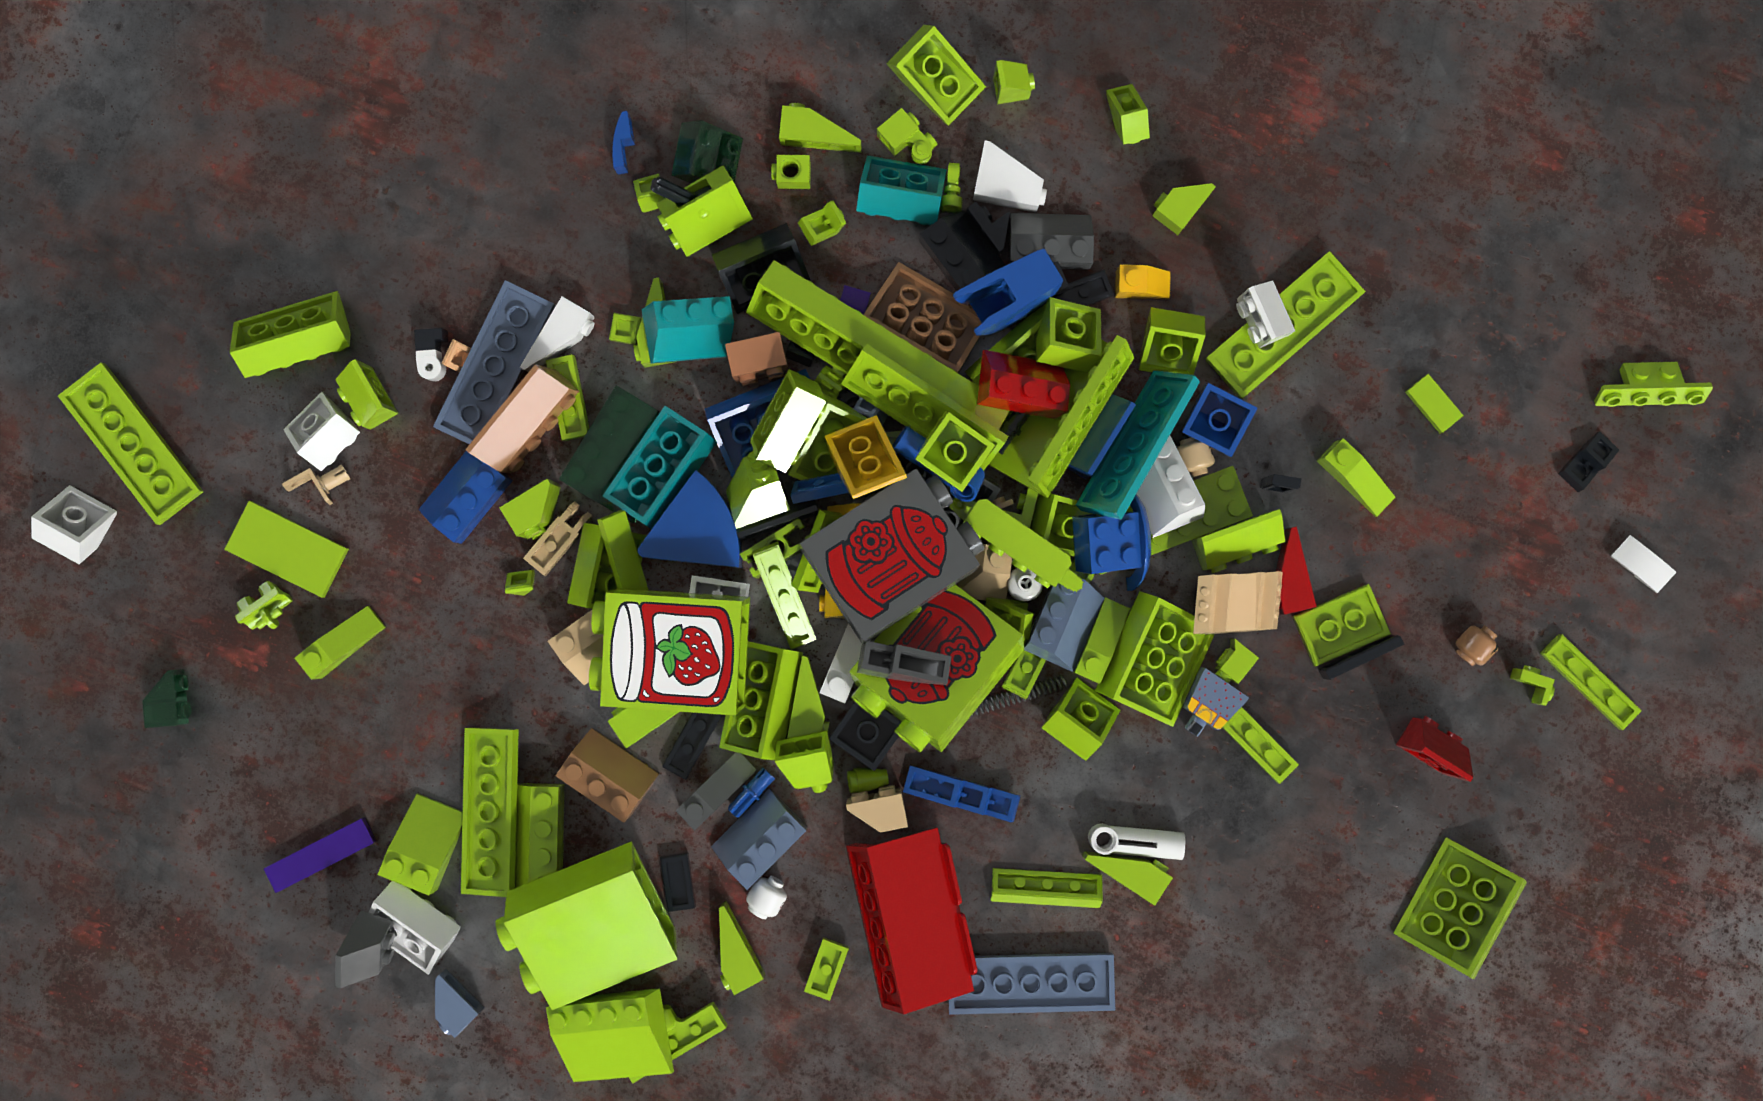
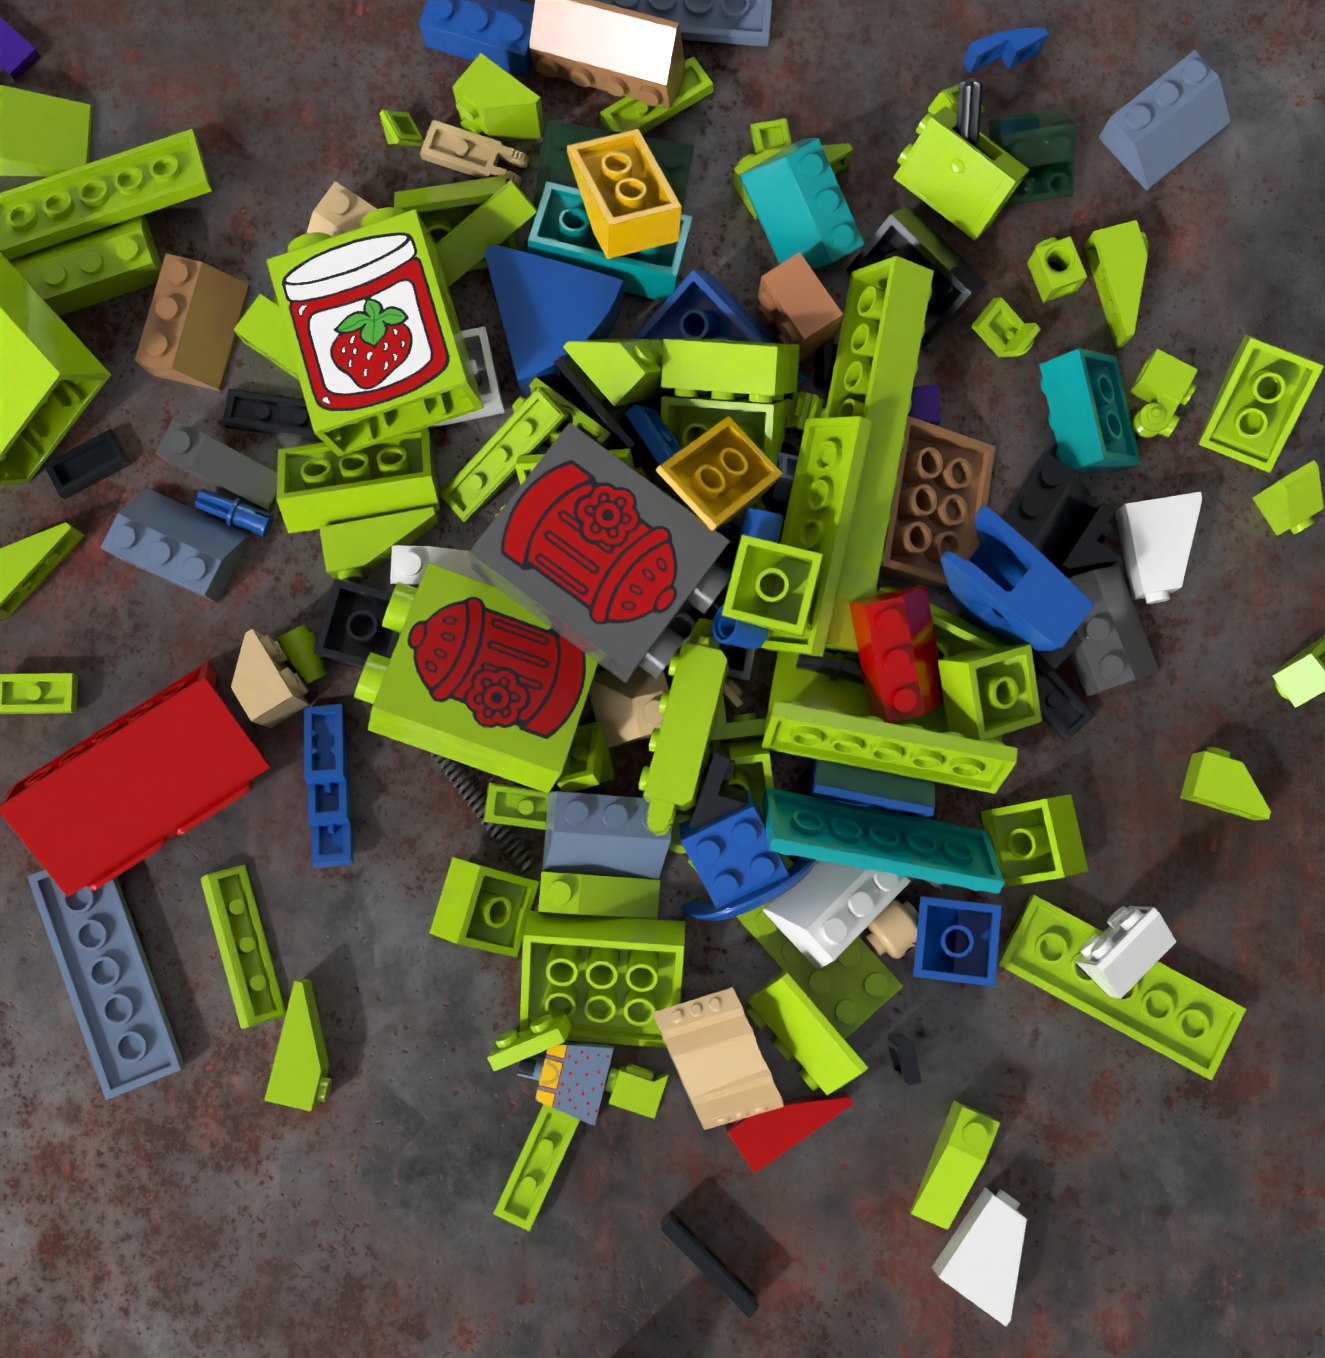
camera: 65 degrees right, 5 degrees down
(562, 330) = (735, 61): white slope -> none
(637, 446) = (625, 194): none -> yellow slope
(718, 52) = (1168, 121): none -> sand blue slope
(766, 897) = (103, 580): white head -> none
(806, 761) = (296, 562): lime torso -> none
(903, 663) = (462, 627): dark grey slope -> none
(950, 201) = (1102, 481): lime piece -> none
(1017, 591) = (620, 760): white head -> none
(1068, 539) = (714, 797): none -> black slope
(1142, 282) = (1099, 772): yellow slope -> none
(1165, 843) = (345, 1047): white piece -> none
(1180, 720) = (542, 1035): none -> lime plate
(1341, 625) = (743, 1219): lime tile -> none
(1419, 478) = (986, 1254): none -> white slope
(1434, 403) = (1097, 1236): lime tile -> none

